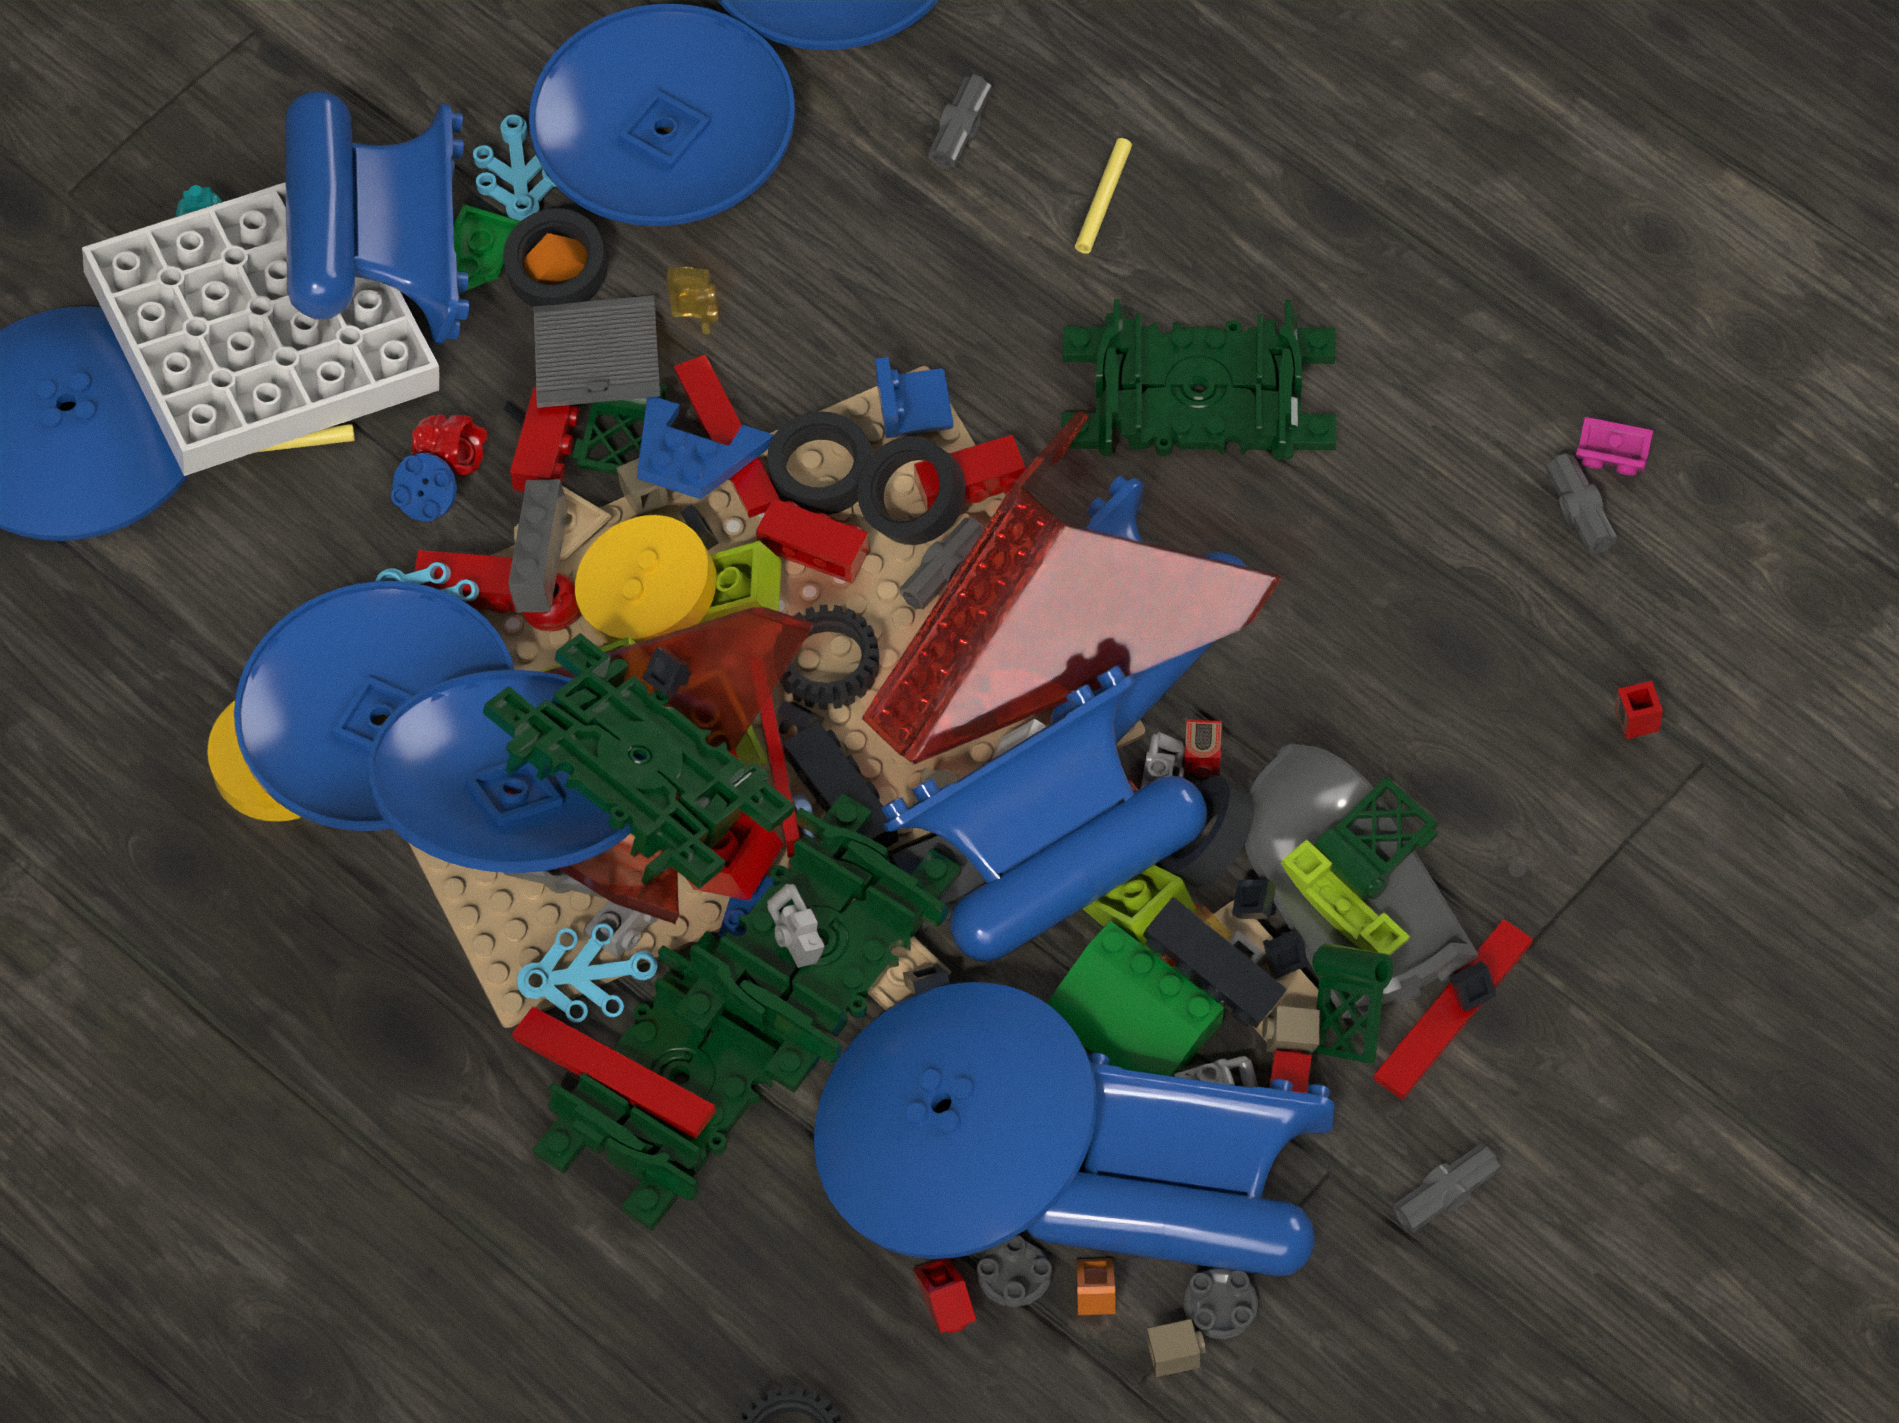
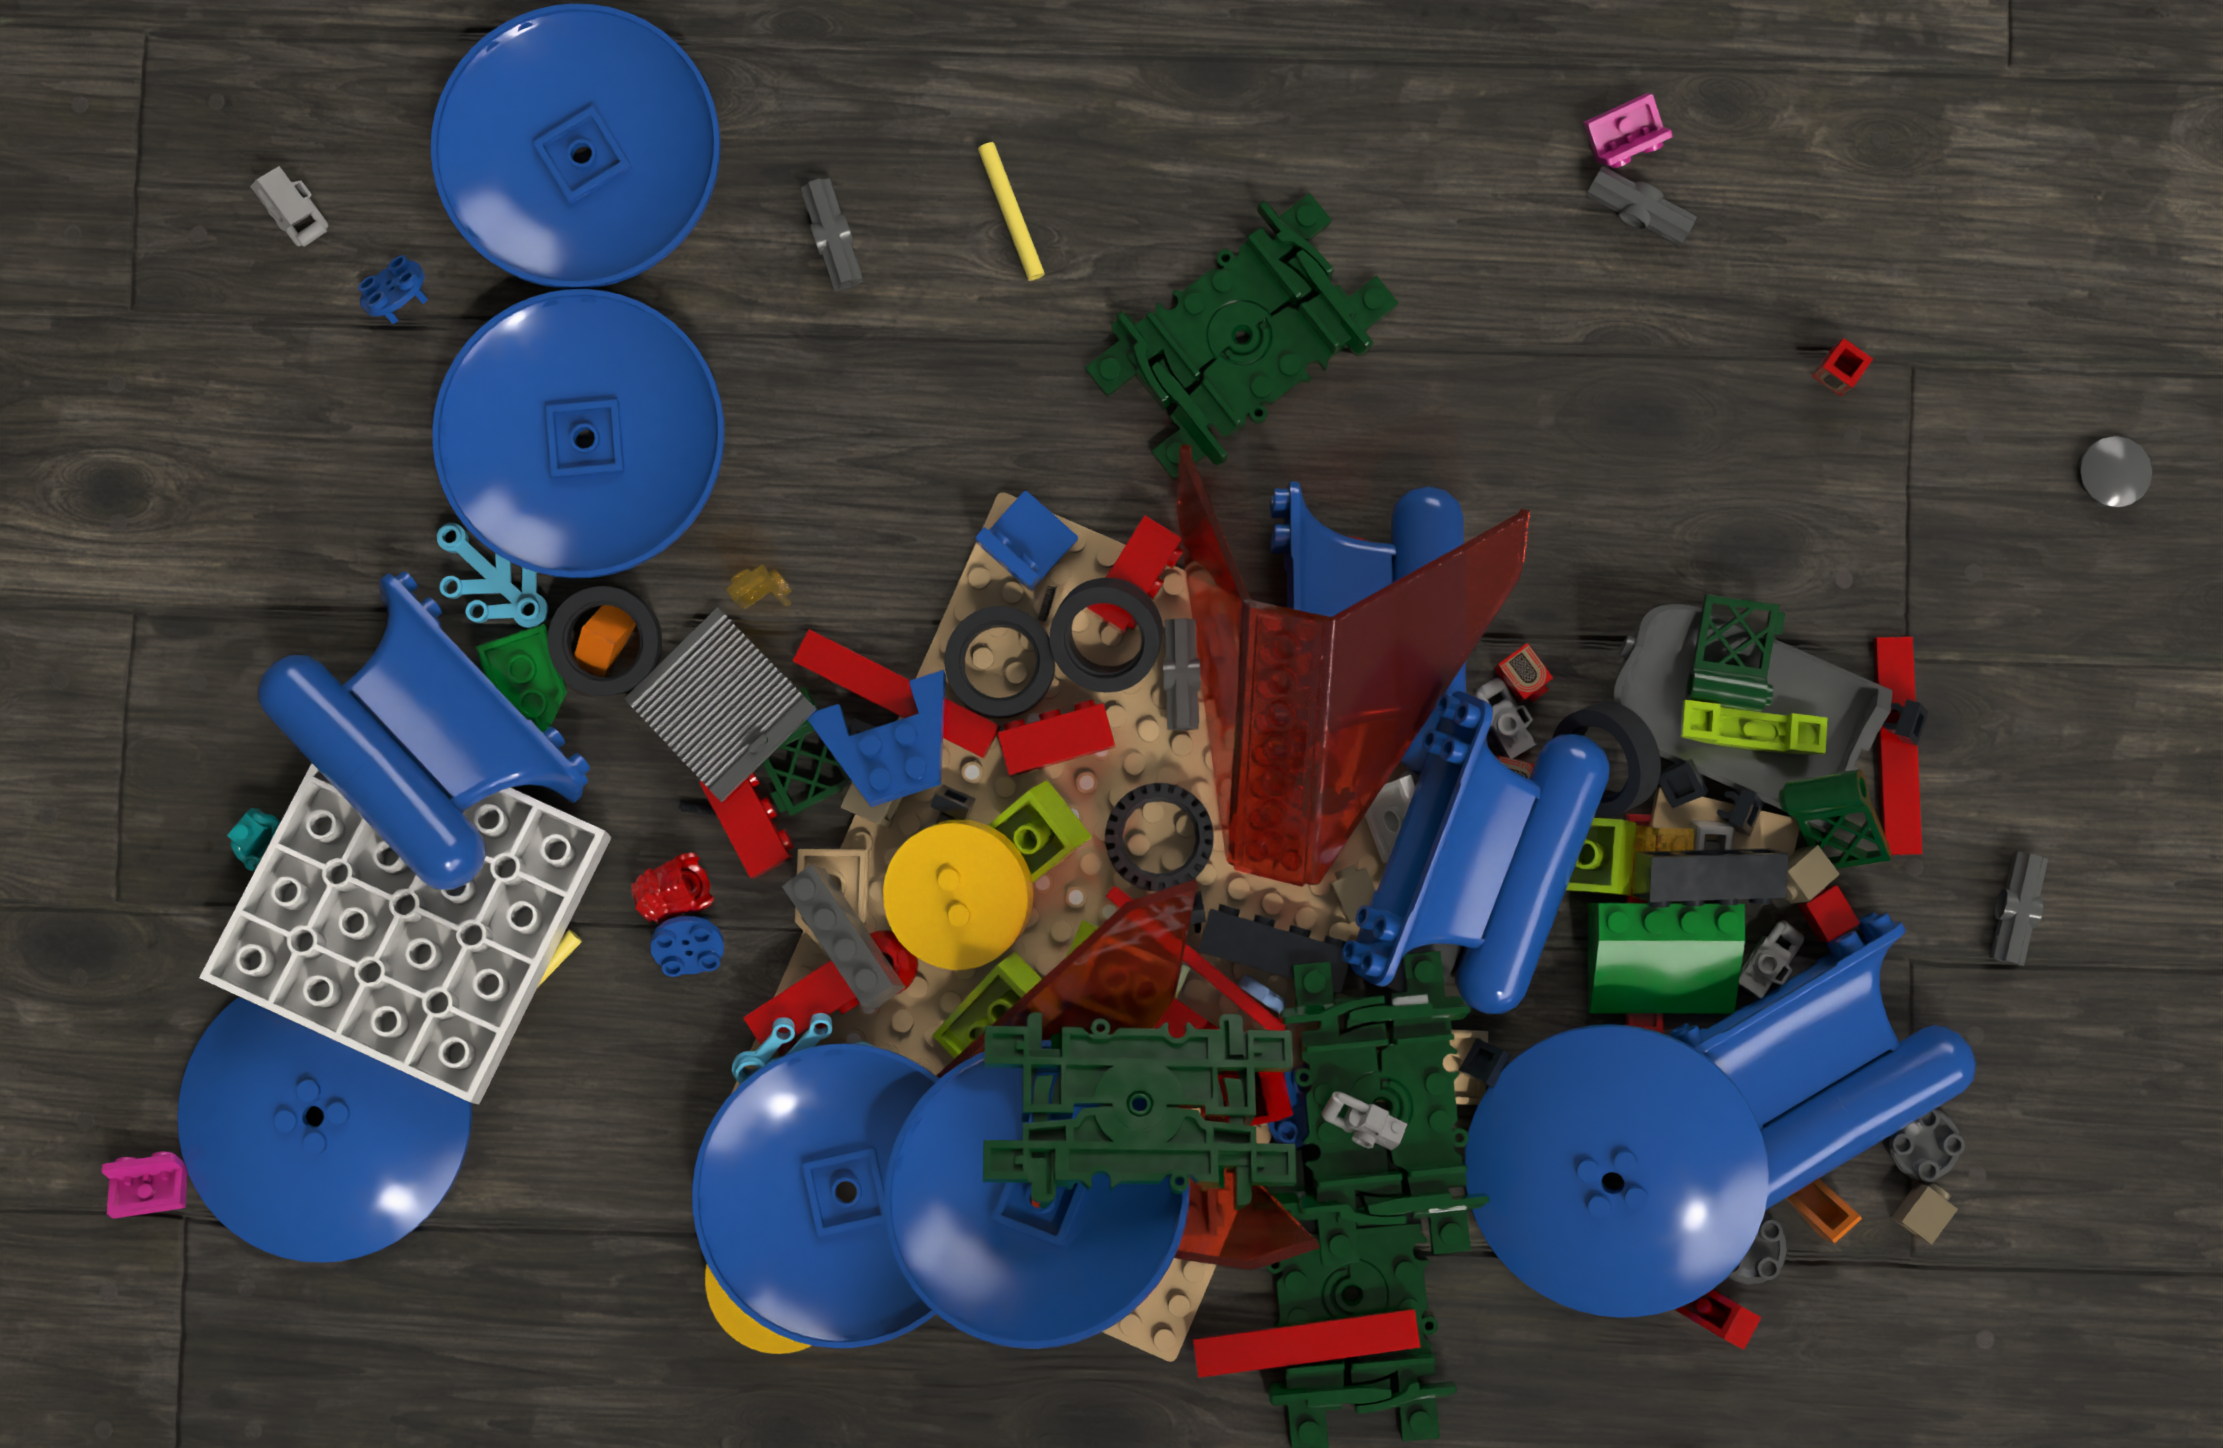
camera: 40 degrees left, 25 degrees up
(580, 974) = (1202, 1280): medium azure plant -> none
(667, 672) = (1088, 1003): black tile -> none
(1802, 942) = (2115, 471): none -> dark grey dish

